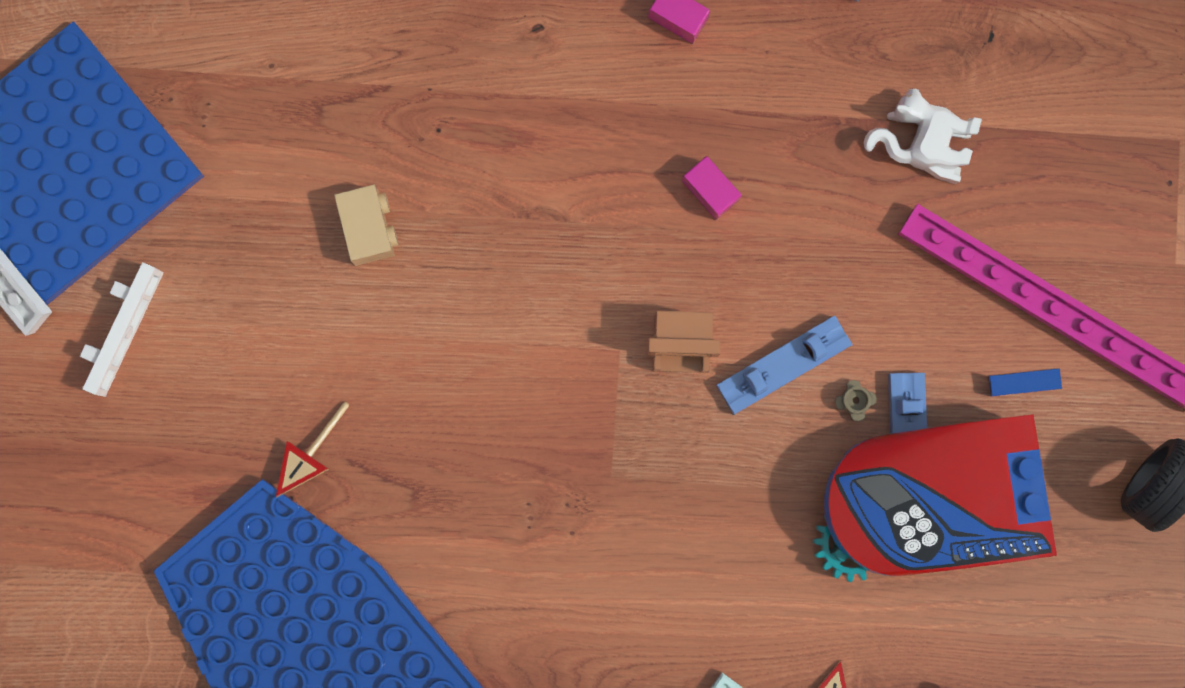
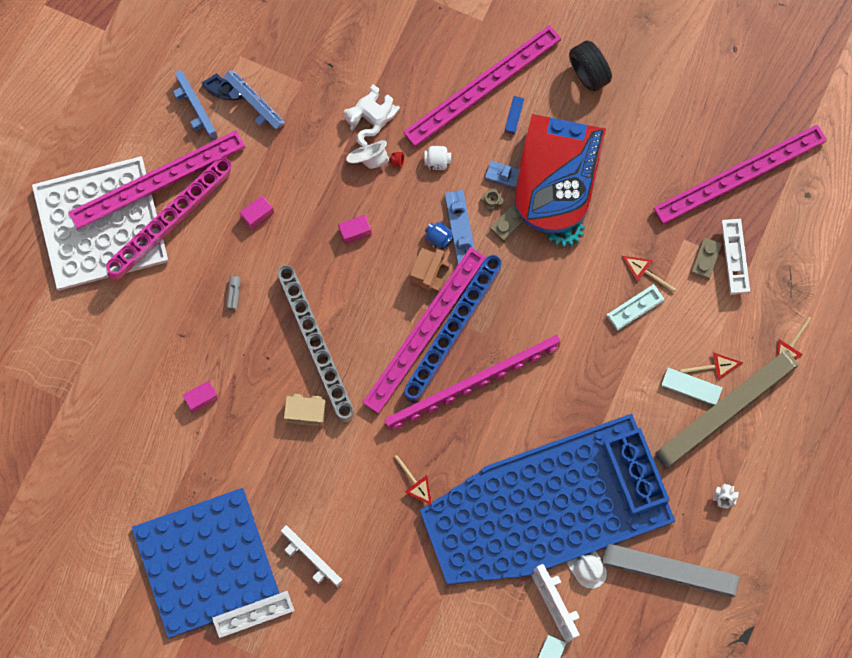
camera: 65 degrees left, 10 degrees down
(327, 45) = (200, 397): none -> dark pink piece
(493, 182) = (315, 352): none -> light grey beam
(525, 499) = (465, 387): none -> dark pink plate
(526, 30) = (233, 292): none -> light grey piece
(578, 372) = (424, 330): none -> dark pink plate
(616, 414) = (452, 337): none -> blue beam
(753, 332) = (438, 235): none -> blue head
(820, 442) = (507, 223): none -> dark tan plate
(851, 164) = (370, 155): none -> white piece
(864, 212) = (397, 159): none -> red hinge
(892, 279) = (437, 158): none -> white head

